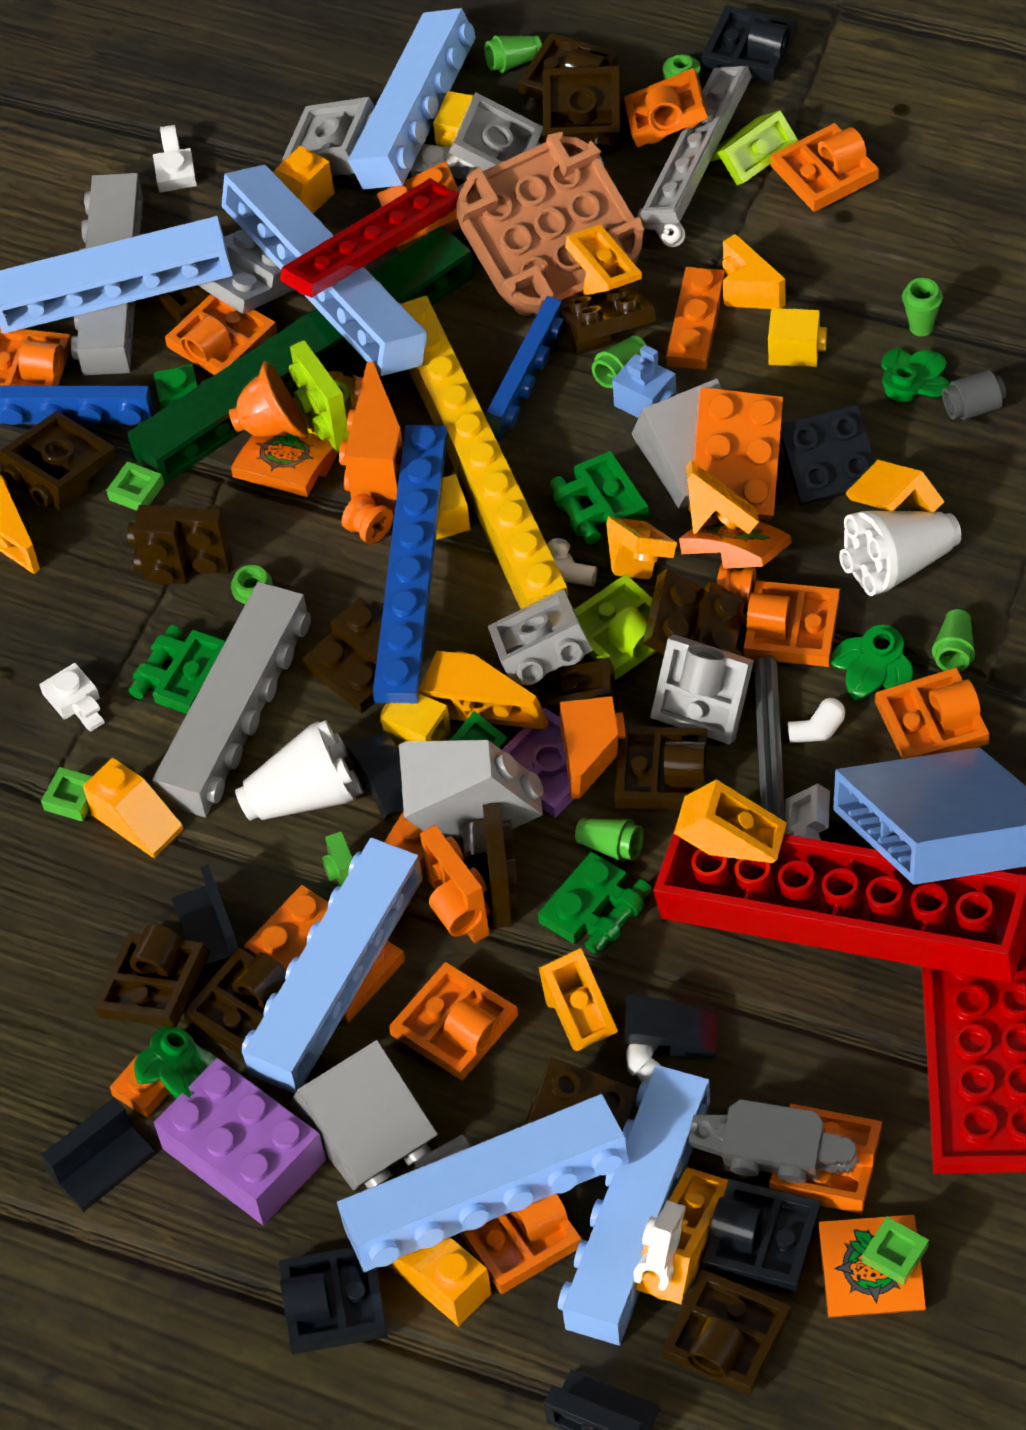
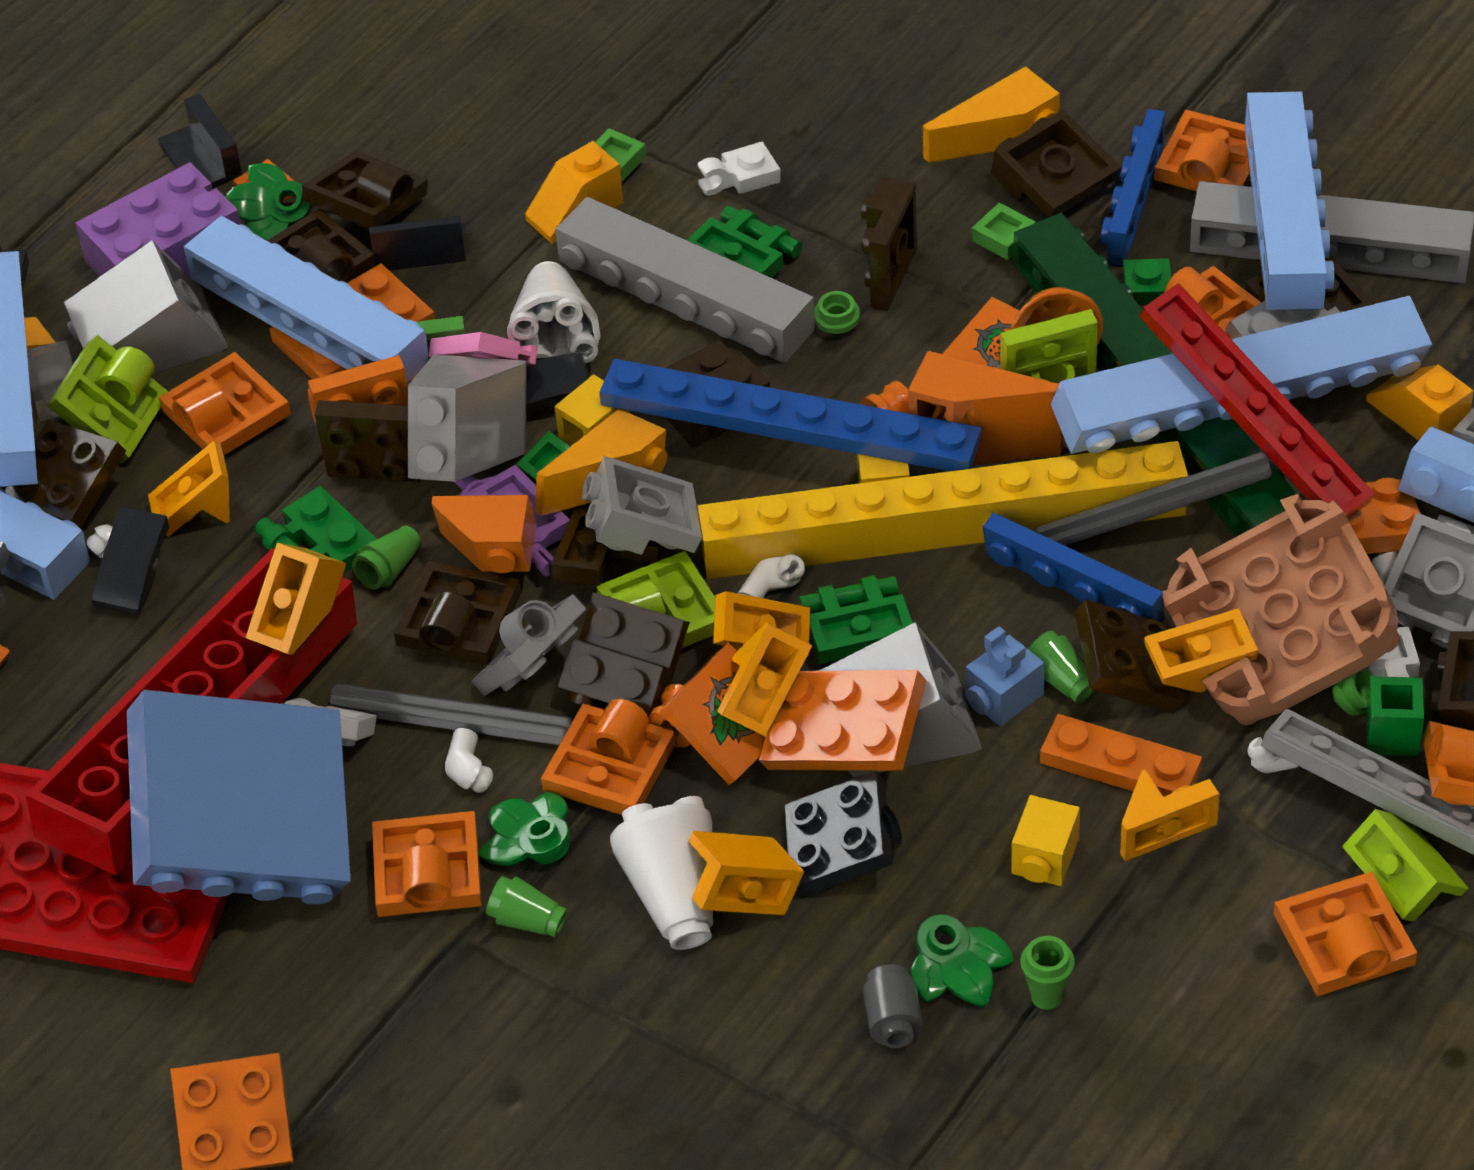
camera: 100 degrees right, 5 degrees down
(373, 801) = (483, 346): none -> bright pink plate
(449, 317) = (1158, 500): none -> dark grey axle
(464, 1102) = (110, 393): none -> lime plate
(629, 156) = (1395, 715): none -> green brick

